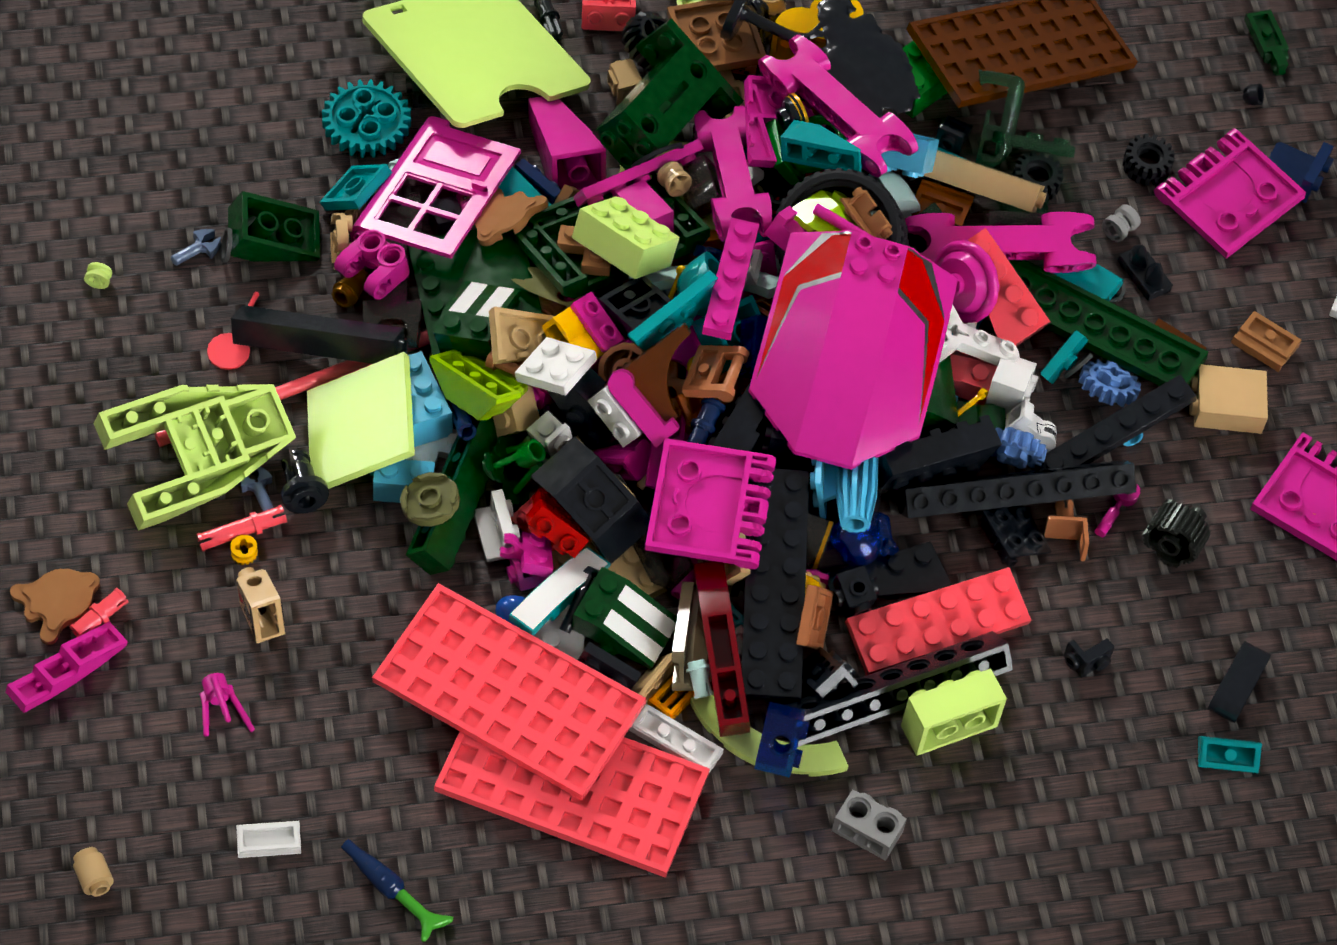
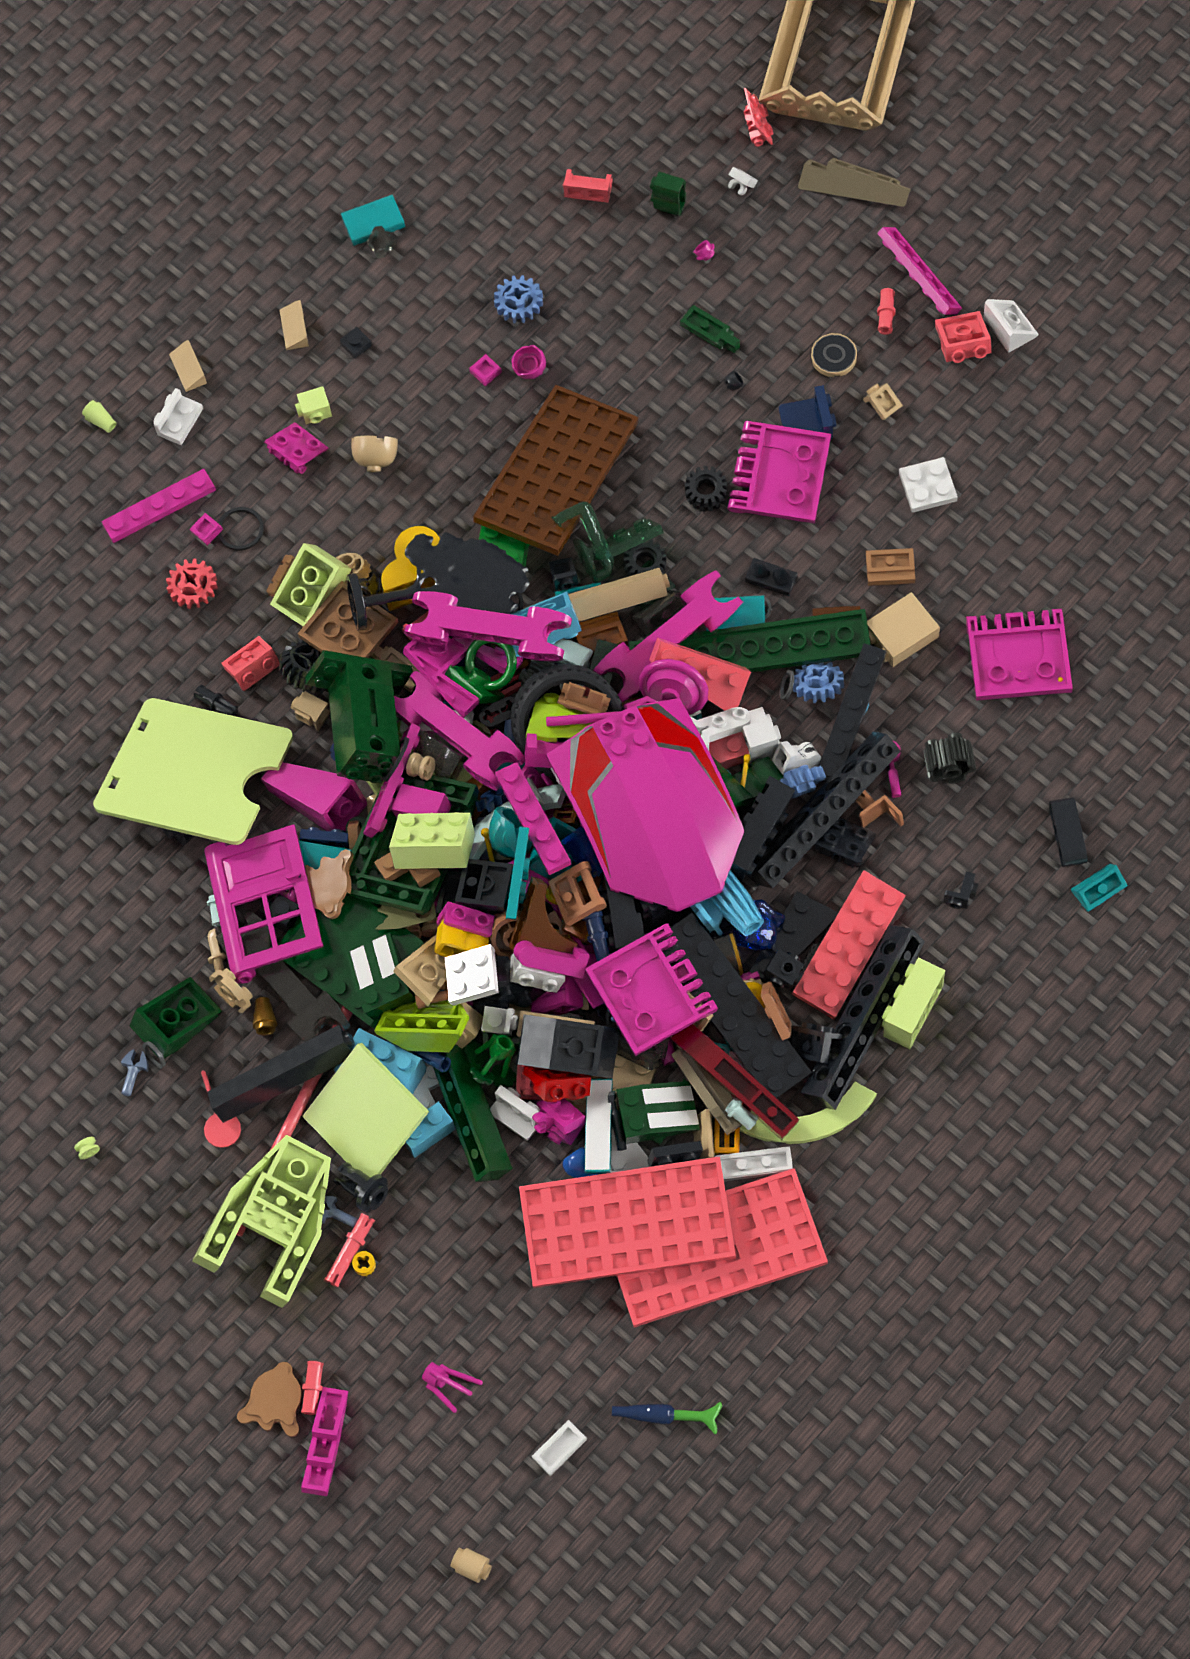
camera: 25 degrees left, 10 degrees up
(257, 591) = (411, 1293): tan torso -> none
(355, 187) = (203, 940): teal tile -> none
(366, 118) = (183, 878): teal gear -> none
(375, 253) = (257, 994): dark pink piece -> none
(430, 499) = (462, 1132): olive tile -> none
(786, 722) = (820, 1103): clear blue brick -> none
(791, 110) = (460, 655): black piece -> none
(818, 147) = (500, 669): teal slope -> none
(865, 830) = (925, 1129): light grey brick -> none
(1065, 357) = (777, 687): teal plate -> none
(1123, 221) = (728, 550): light grey wheel -> none

